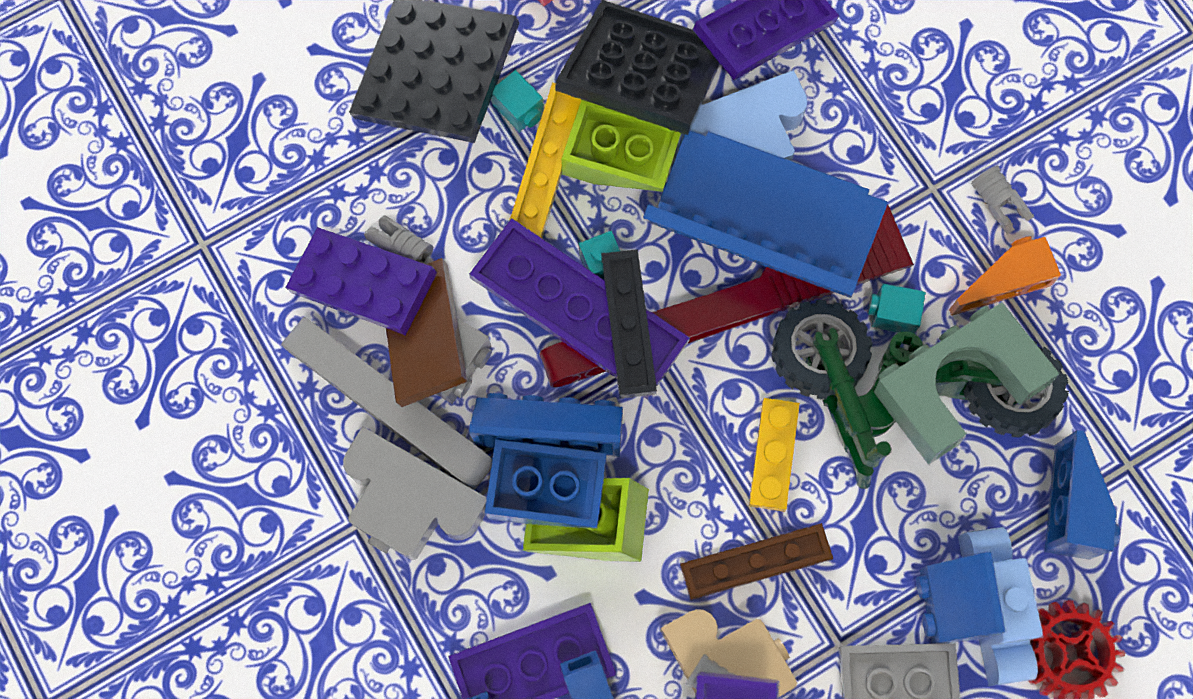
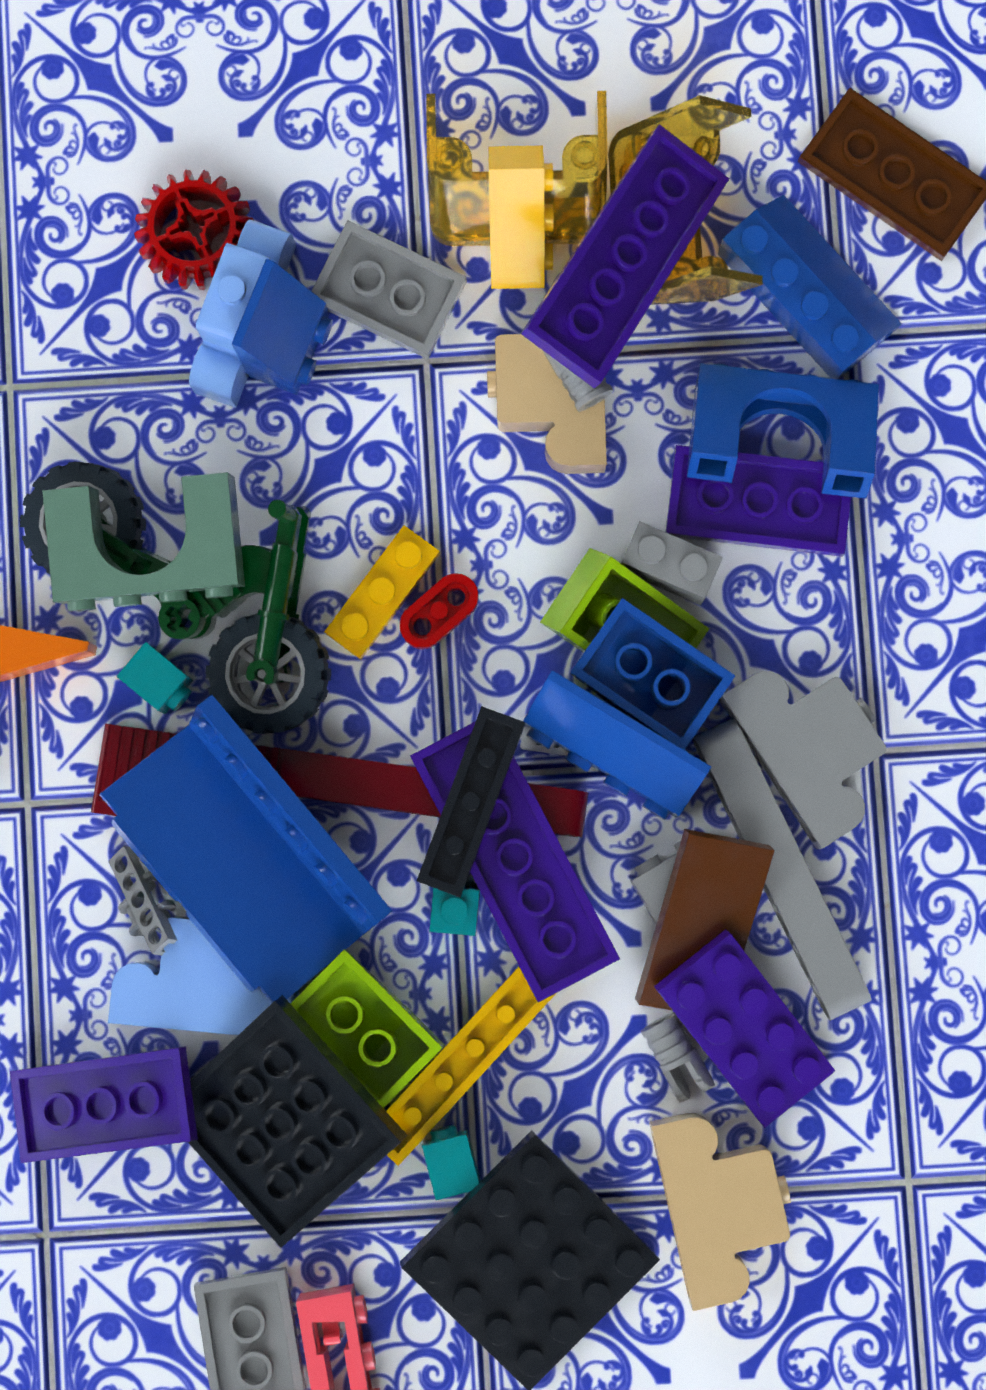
camera: 150 degrees left, 10 degrees up
(326, 162) = (717, 1206): none -> tan brick
(574, 580) = (671, 563): none -> light grey brick
(725, 460) = (438, 611): none -> red plate
(756, 561) = (465, 489): reddish brown tile -> none
(806, 147) = (139, 894): none -> light grey piece
(1080, 505) = (97, 362): blue slope -> none

